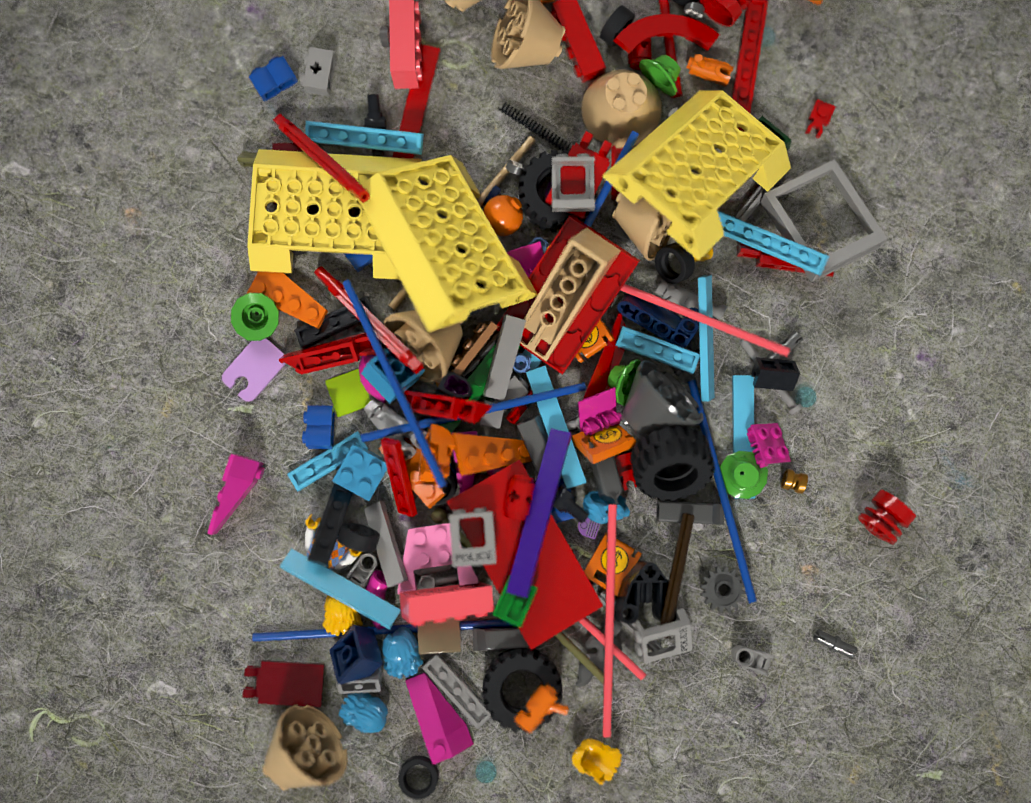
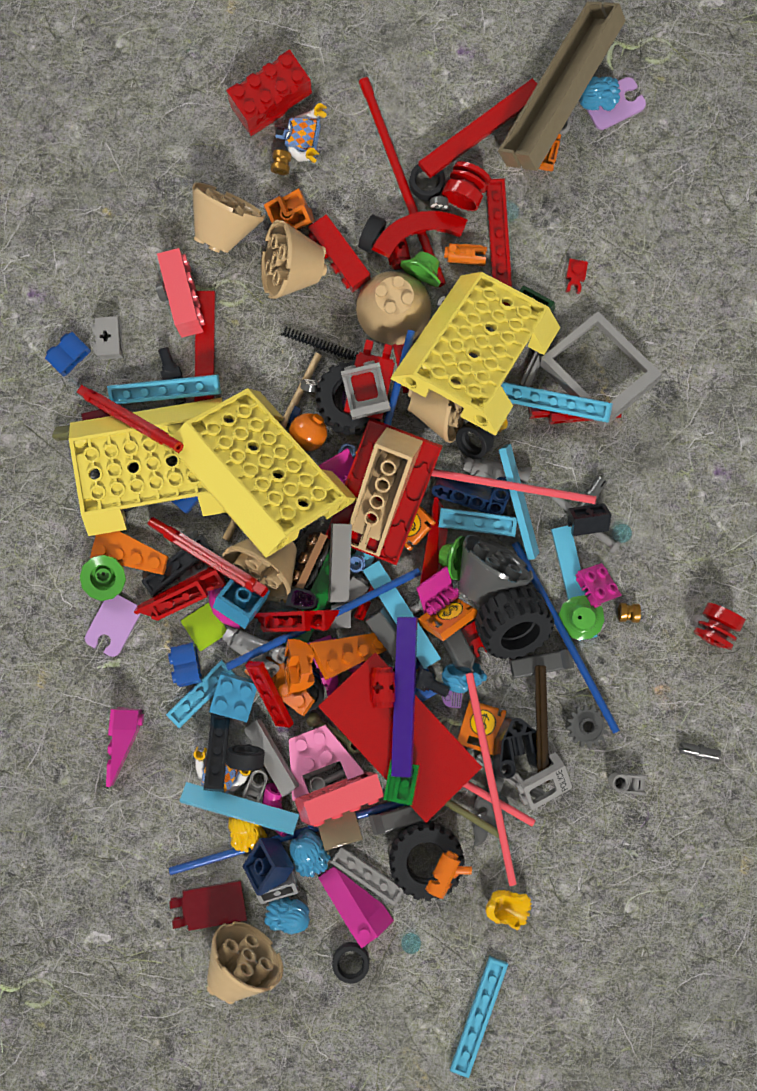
camera: 15 degrees left, 0 degrees up
(395, 384) = (245, 610): blue piece -> none
(477, 555) = (354, 750): light grey window -> none

